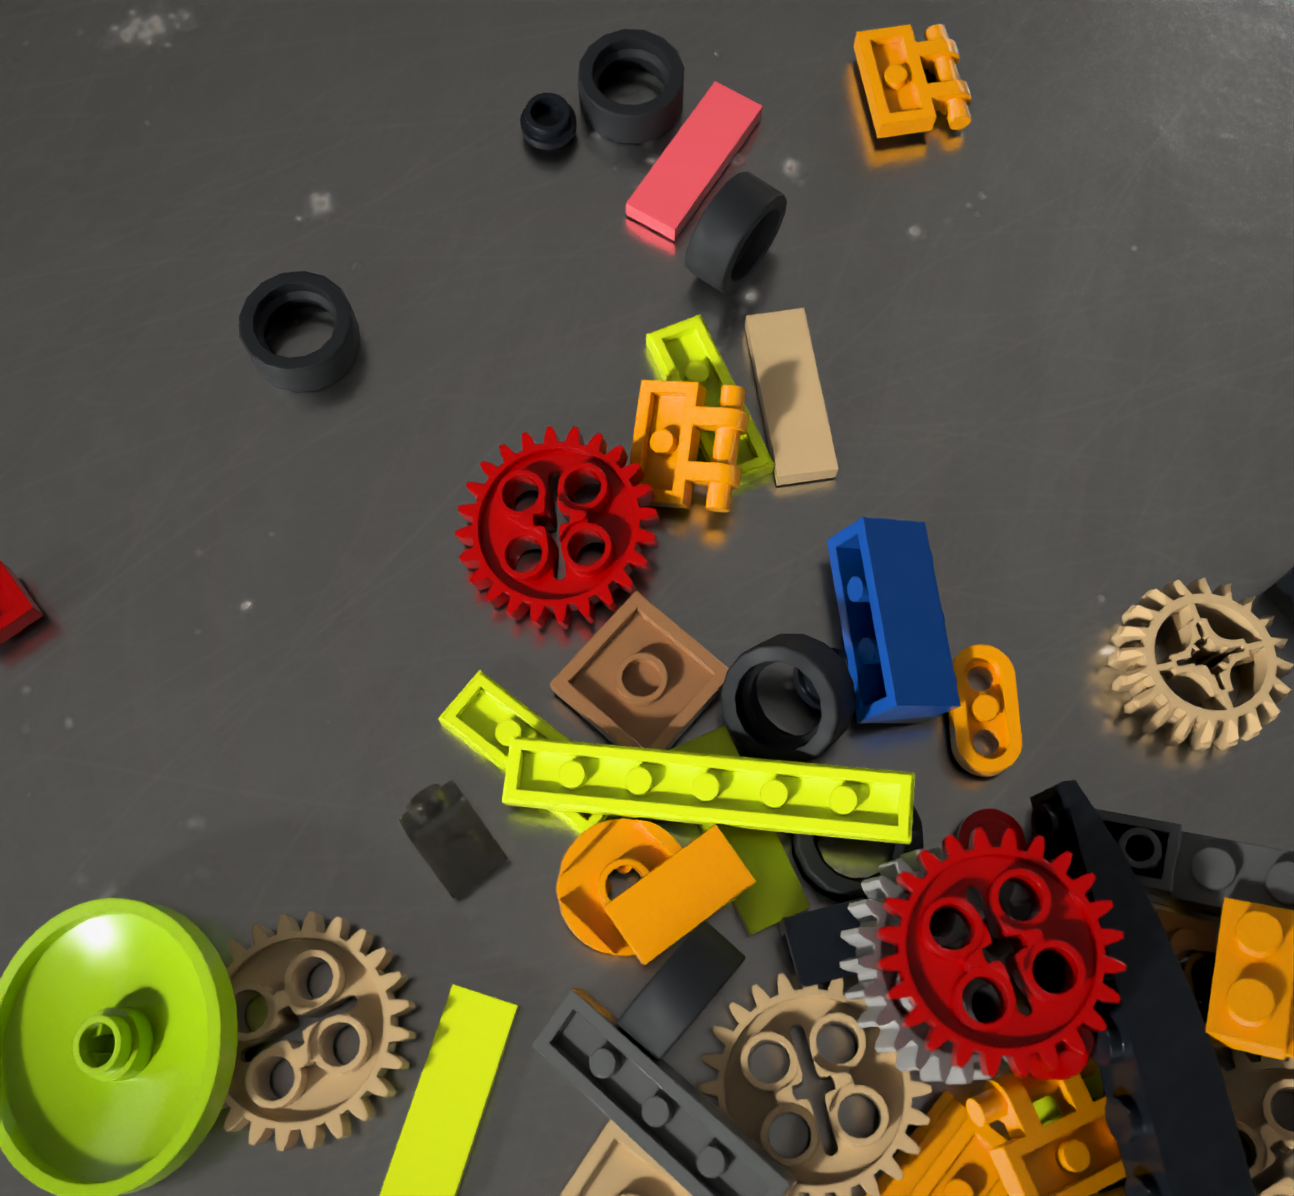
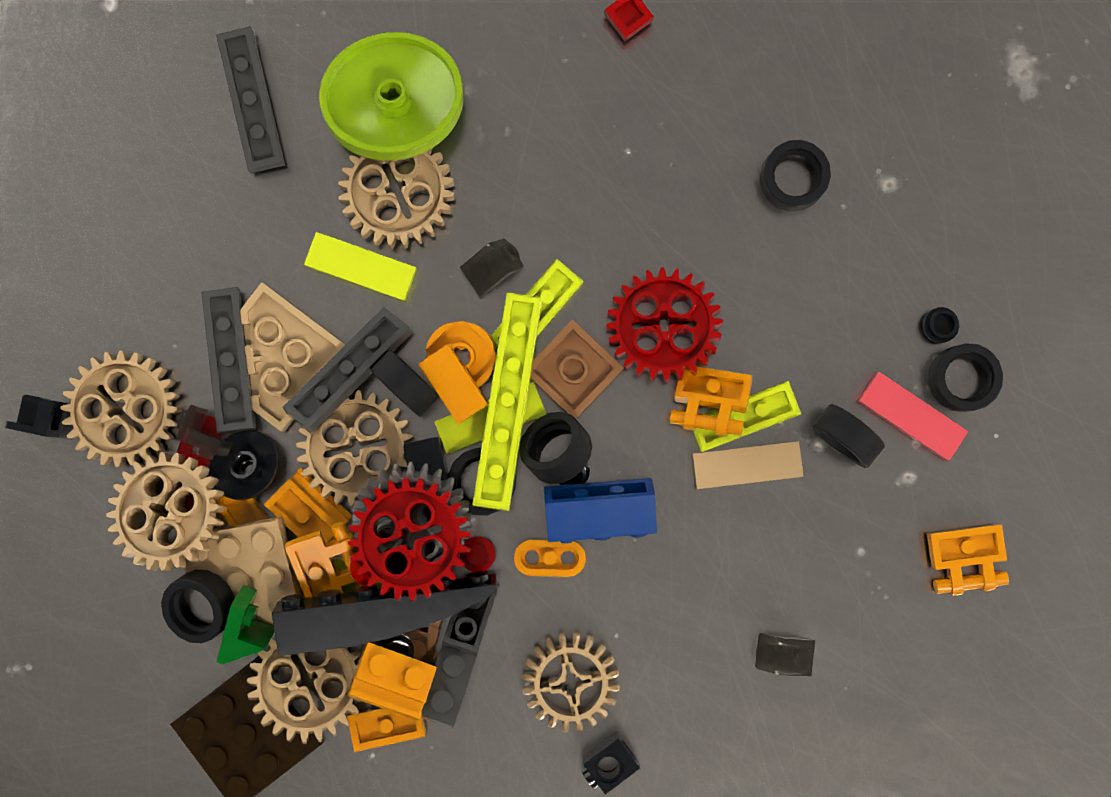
camera: 90 degrees right, 15 degrees up
(1100, 330) = (785, 655): none -> clear smoke bracket

